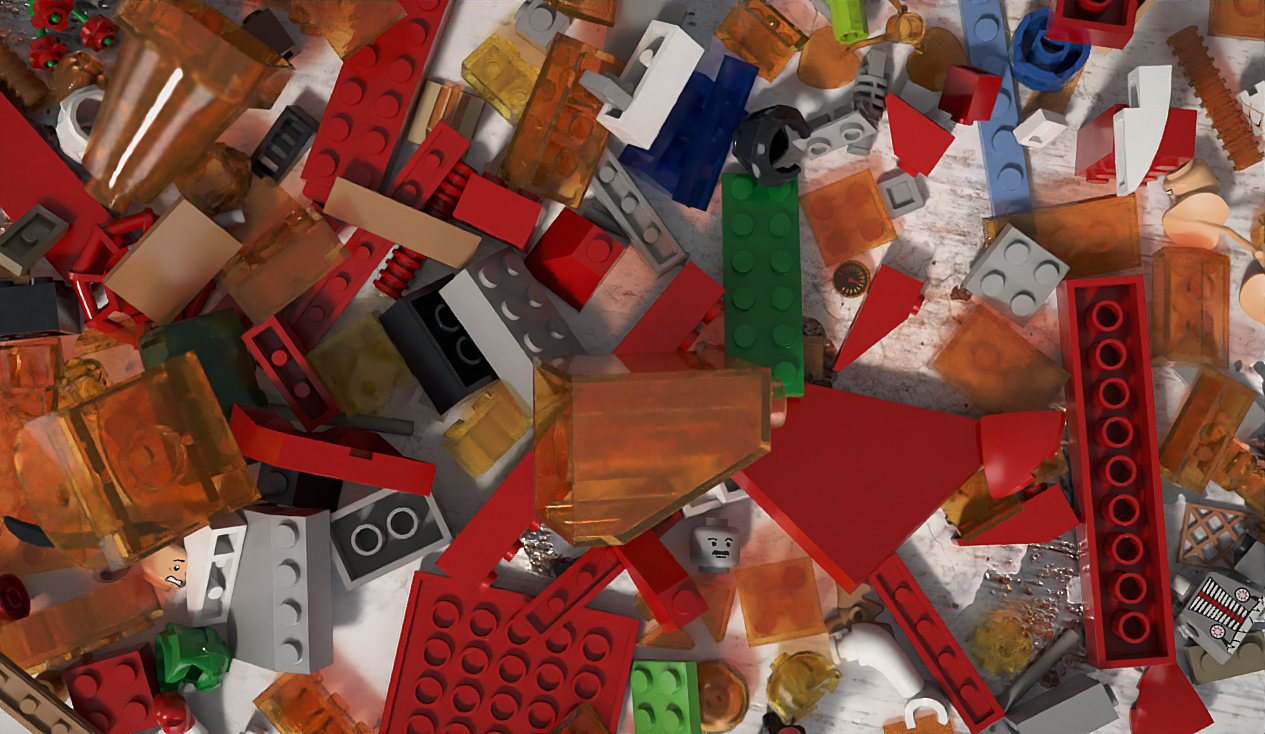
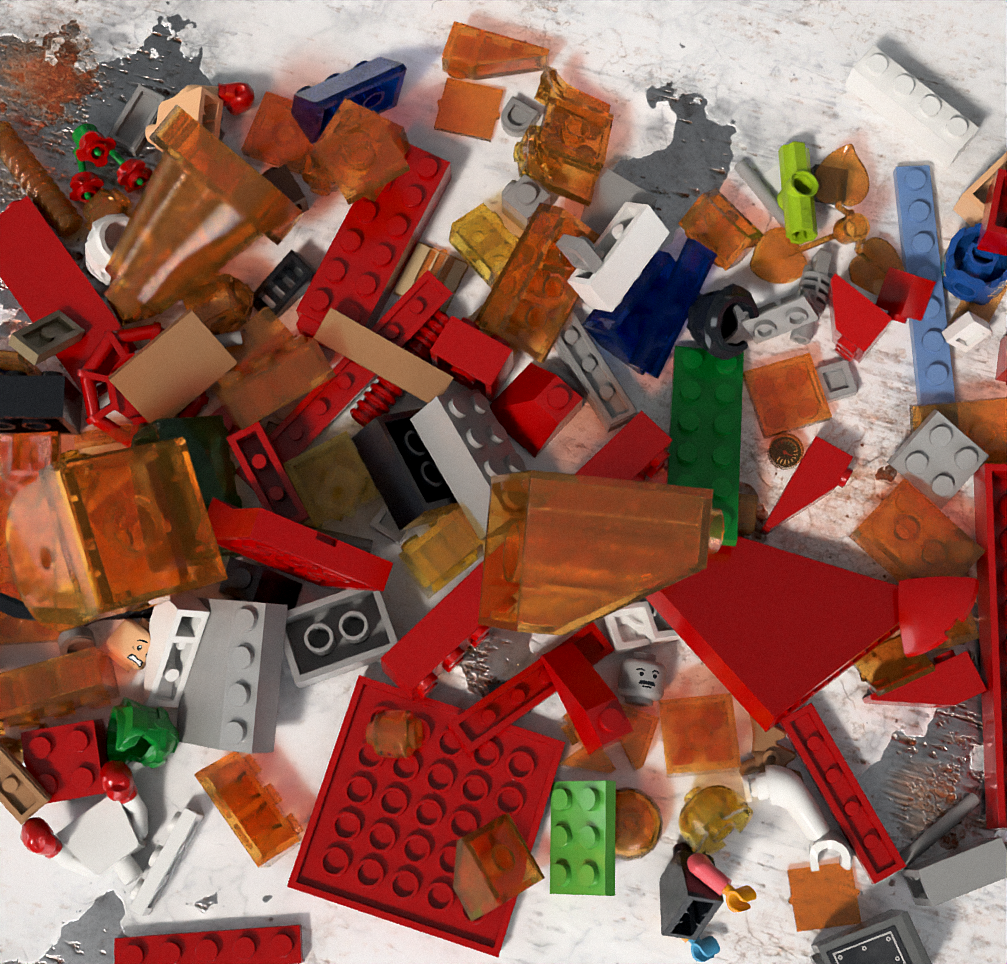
camera: 10 degrees right, 10 degrees down
(459, 631) = (394, 733): none -> clear orange head
(987, 644) = (893, 804): clear yellow brick -> none

